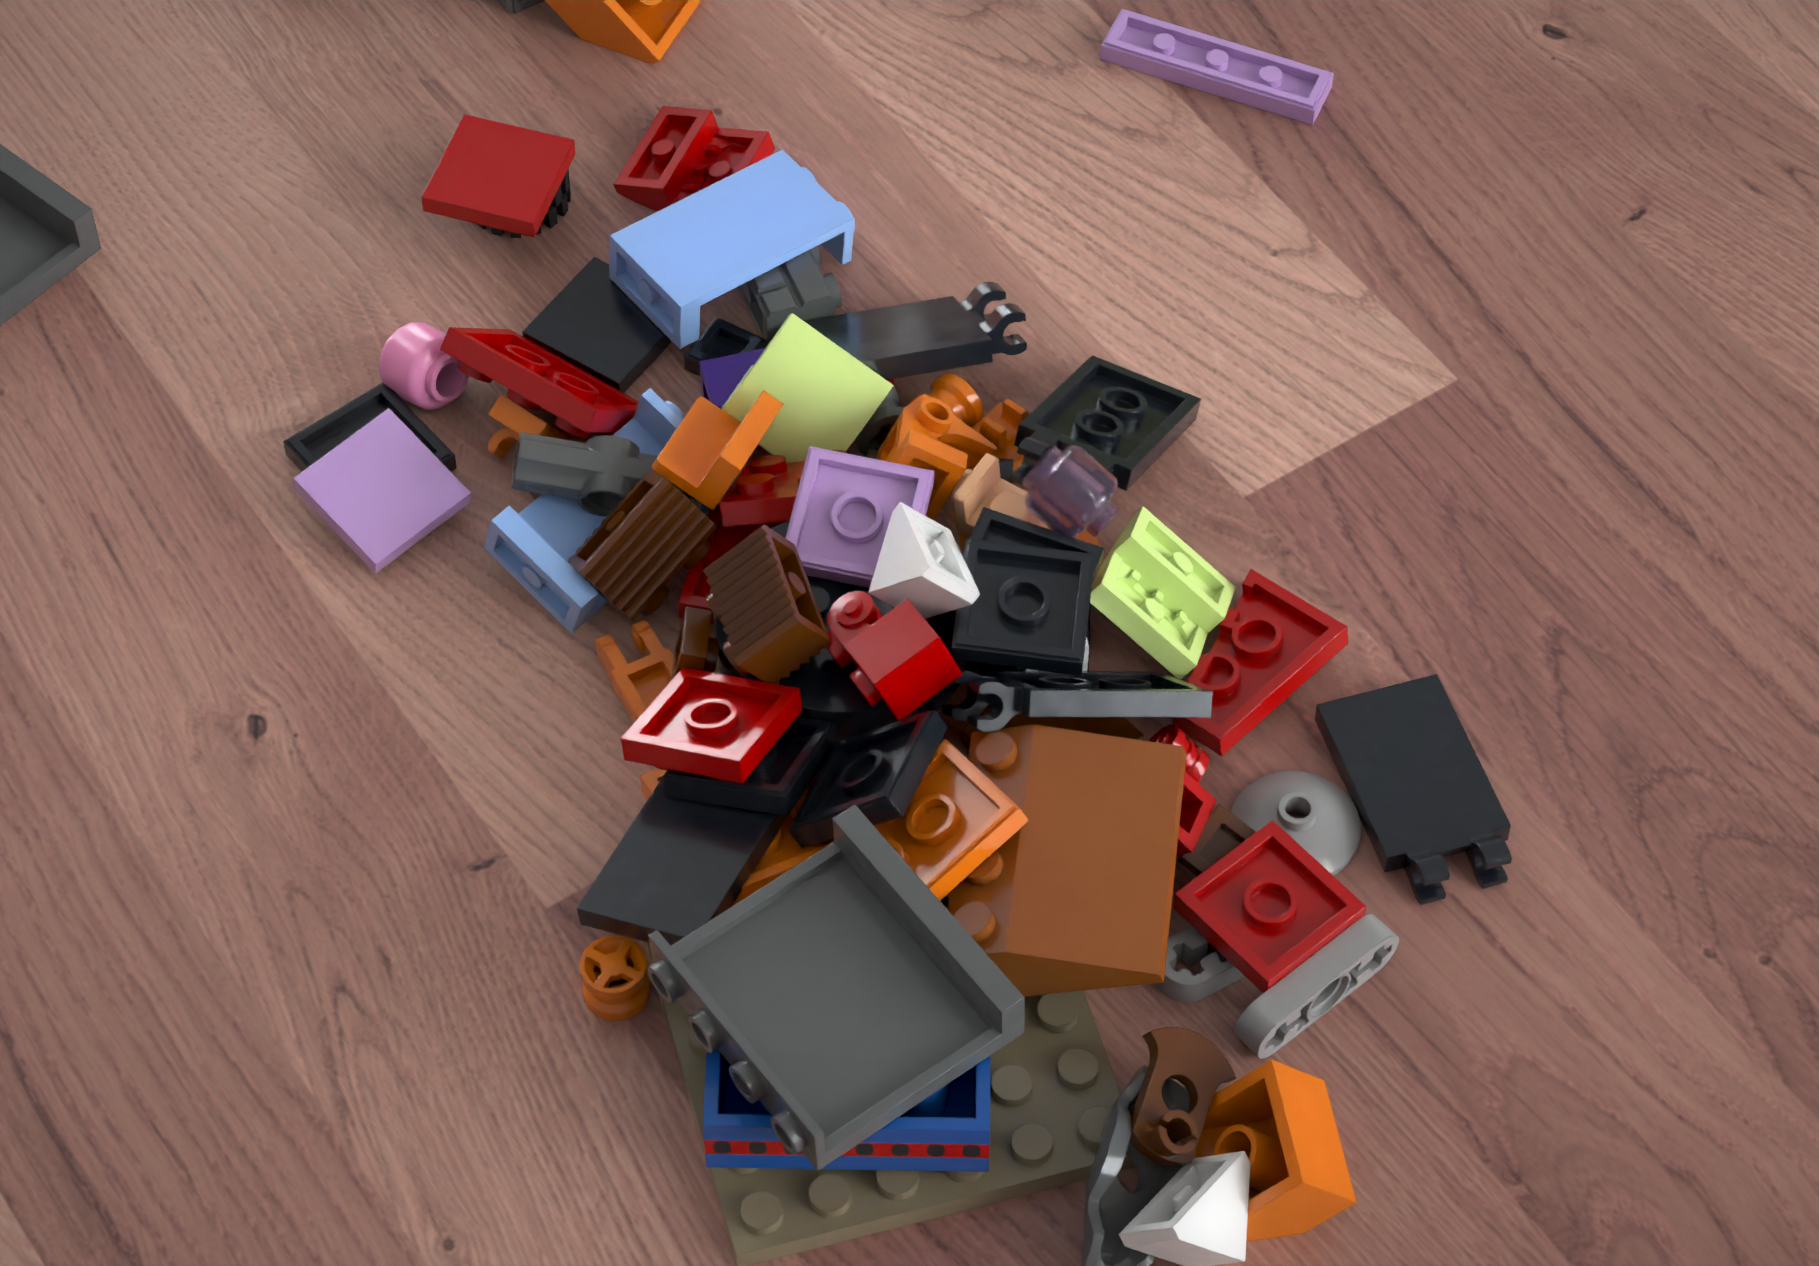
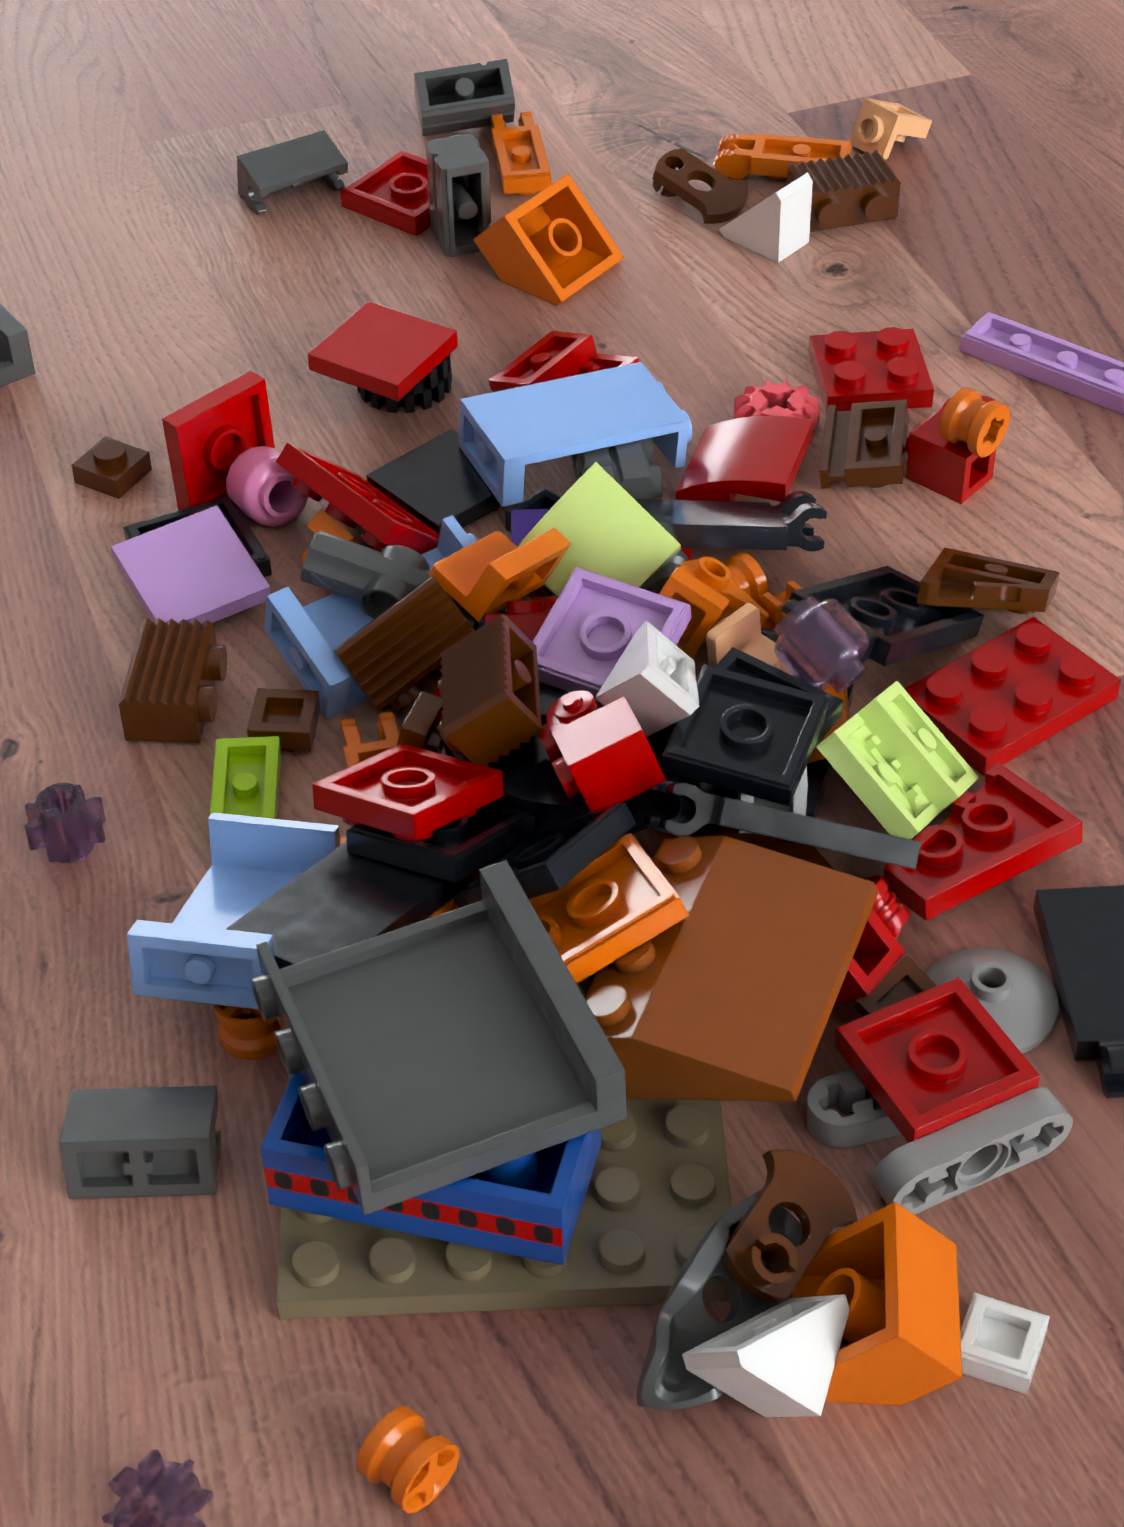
camera: 15 degrees right, 10 degrees down
(239, 363) = (111, 467): none -> reddish brown plate
(358, 806) = (65, 823): none -> clear purple gear
(359, 322) = (212, 433): none -> red plate
(406, 623) = (172, 681): none -> reddish brown brick
(526, 735) = (247, 777): none -> lime plate
(536, 646) = (286, 714): none -> reddish brown plate
(559, 1126) = (141, 1142): none -> dark grey hinge
(562, 842) = (195, 953): none -> light blue panel
(915, 245) = (747, 458): none -> red slope
(936, 191) = (780, 398): none -> coral gear
(1014, 104) = (870, 368): none -> red plate
(1034, 206) = (865, 444): none -> reddish brown plate
(1129, 196) = (944, 465): none -> red brick
(1151, 180) = (974, 422): none -> orange wheel
(1197, 363) = (986, 583): none -> reddish brown wing
(1246, 485) = (1013, 693): none -> red plate
(1379, 1158) = (1001, 1342): none -> white tile

